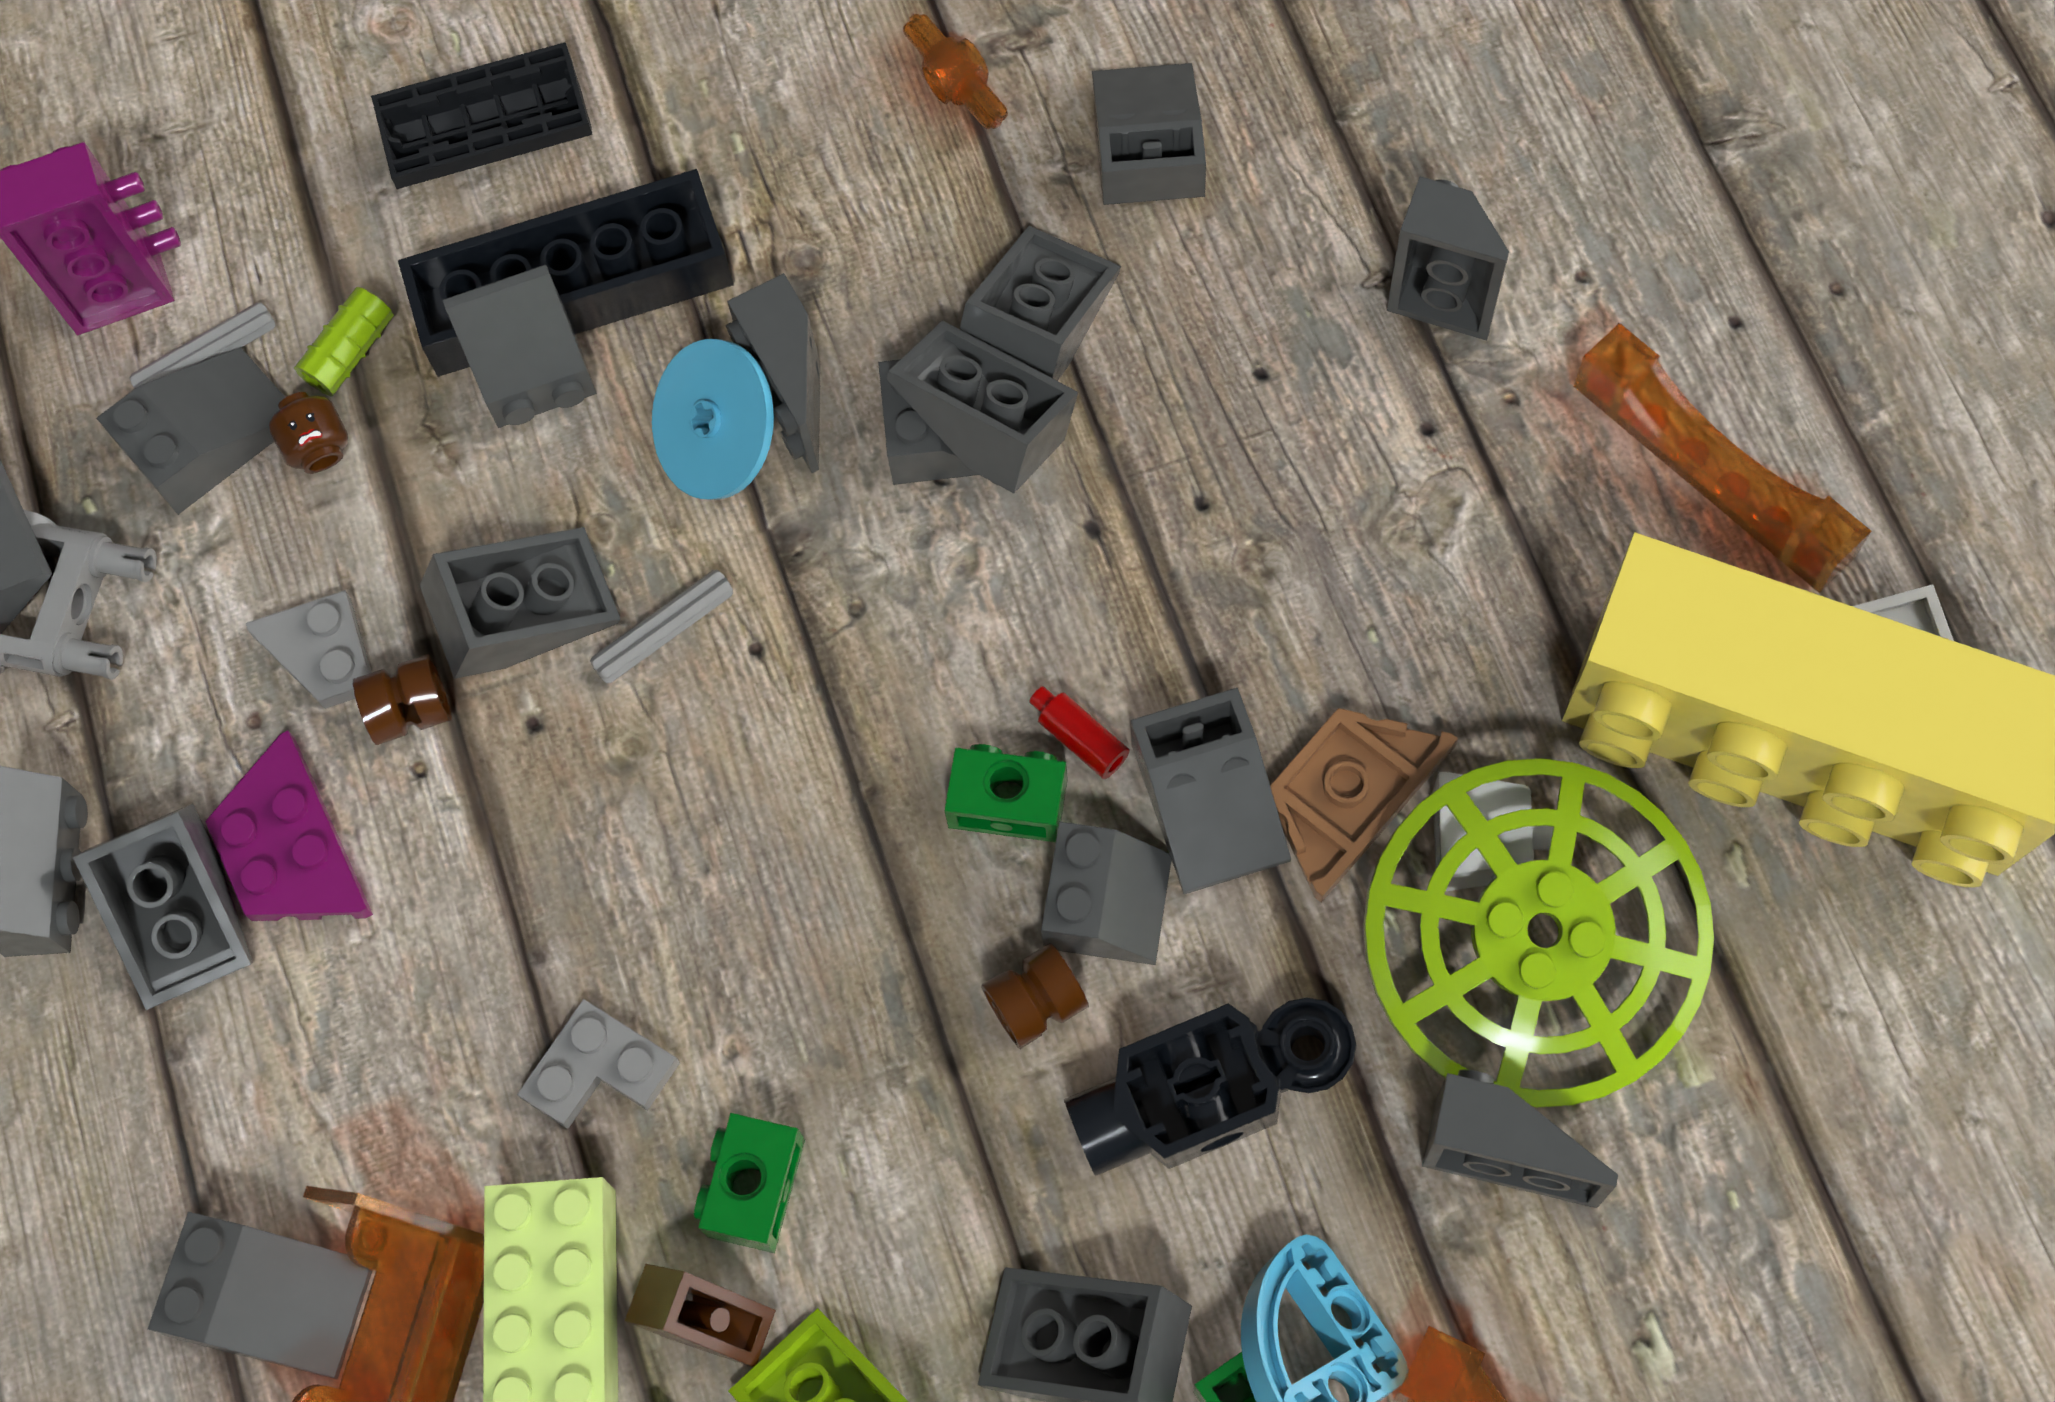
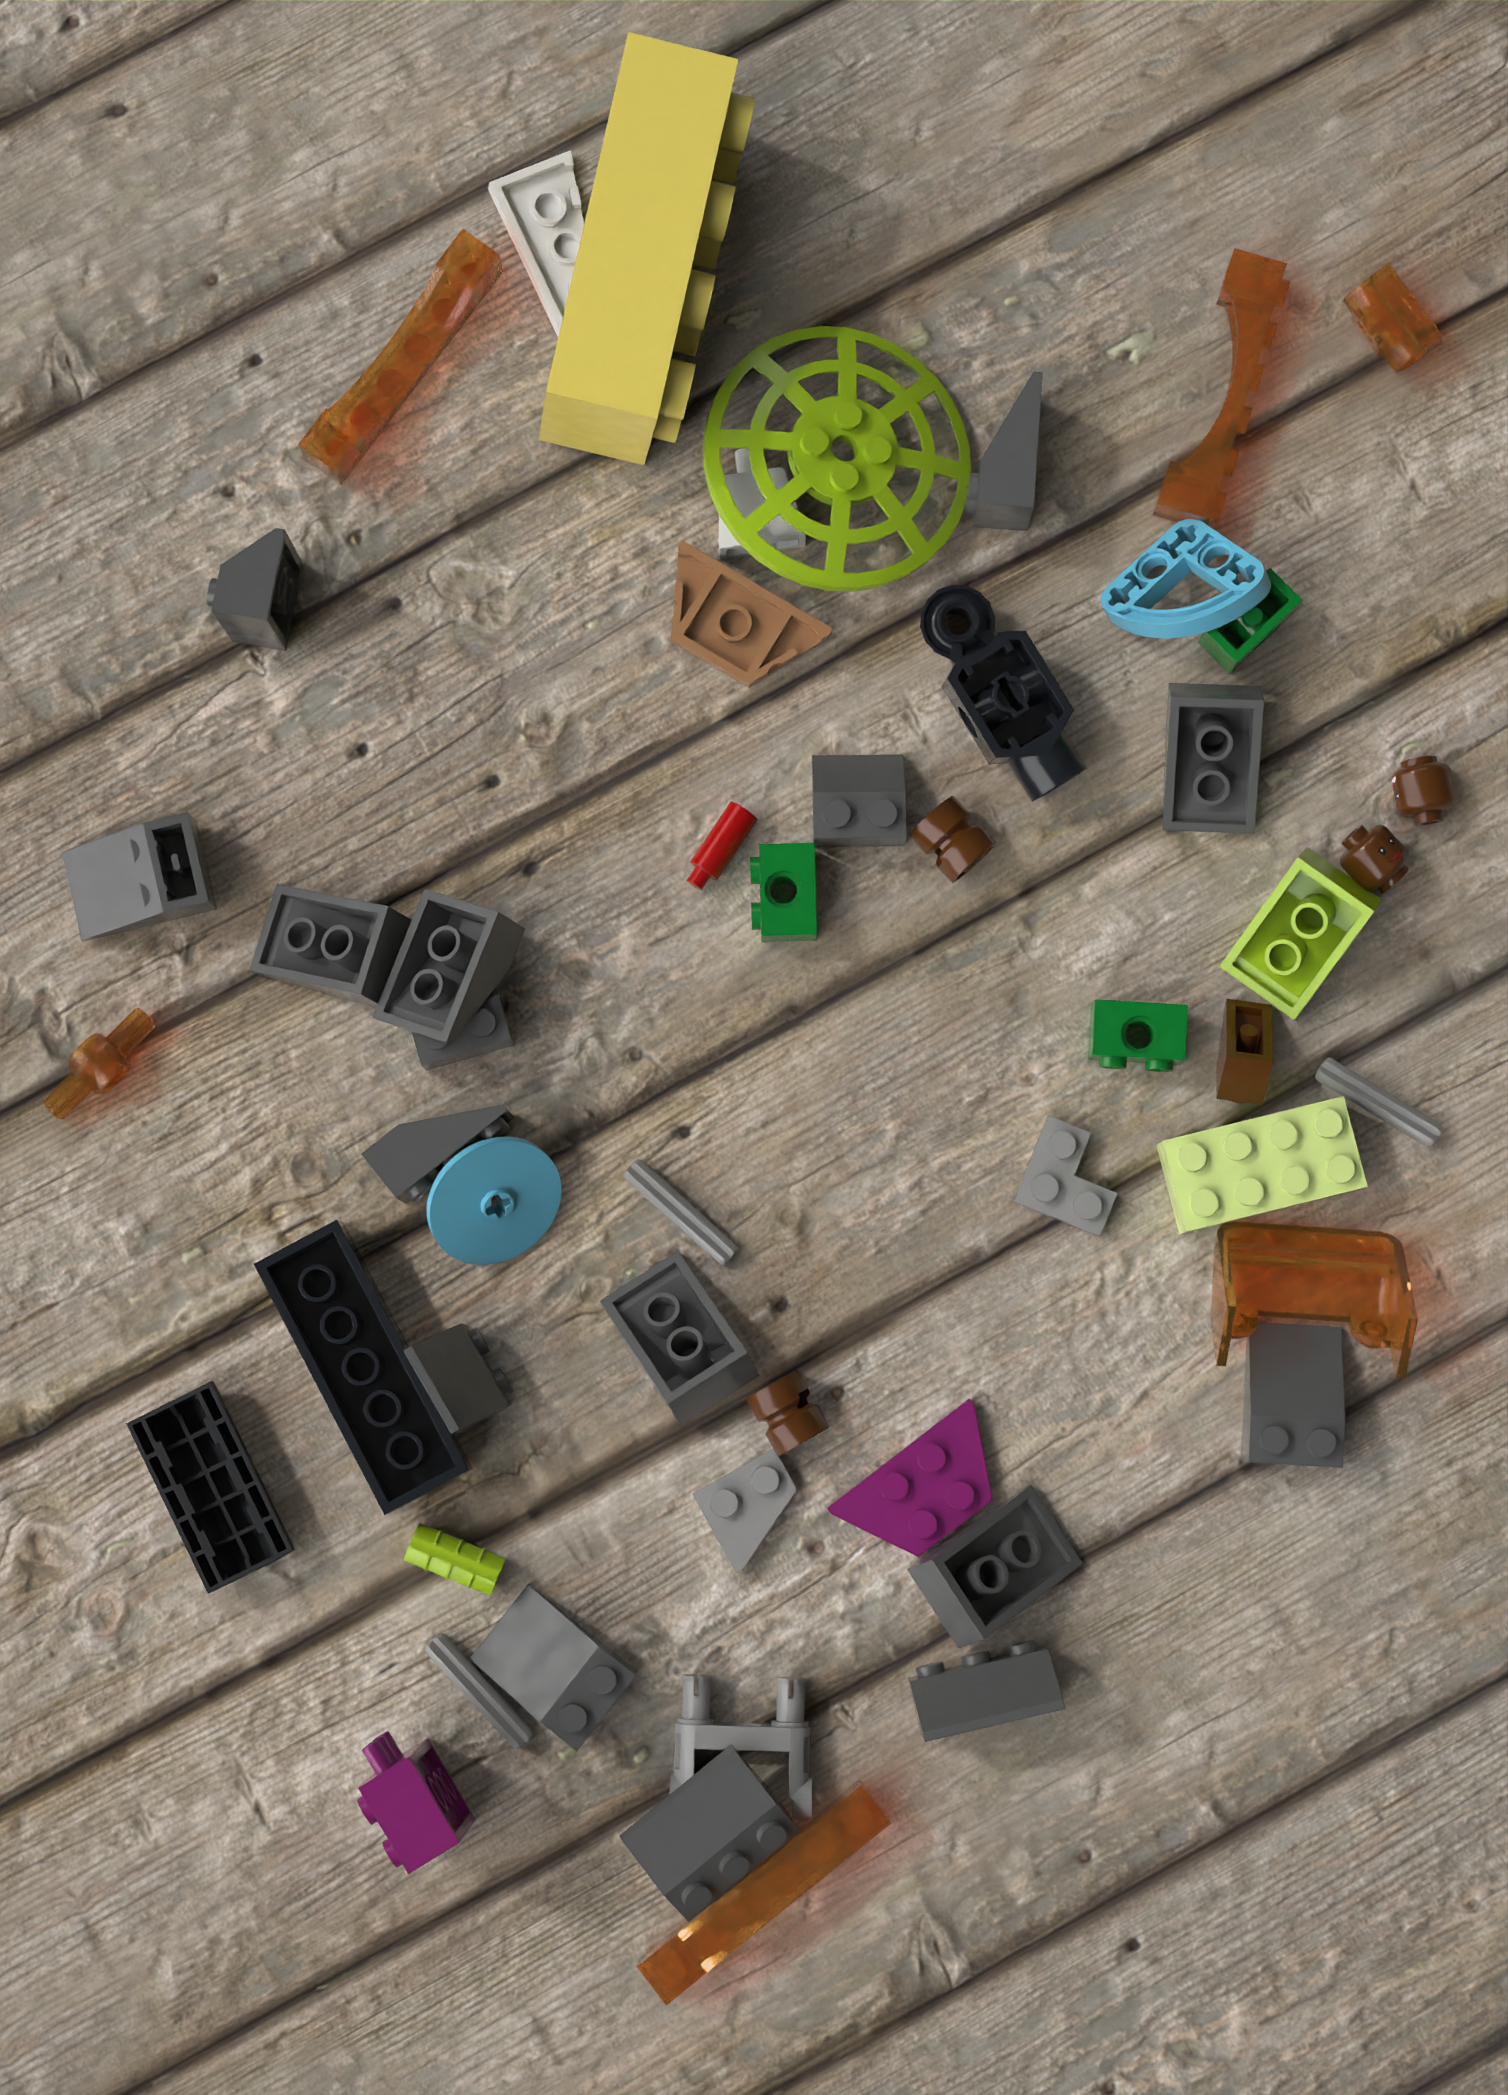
camera: 105 degrees left, 15 degrees up
(308, 432) = (550, 1565): reddish brown head -> none
(1209, 790) = (760, 728): dark grey slope -> none

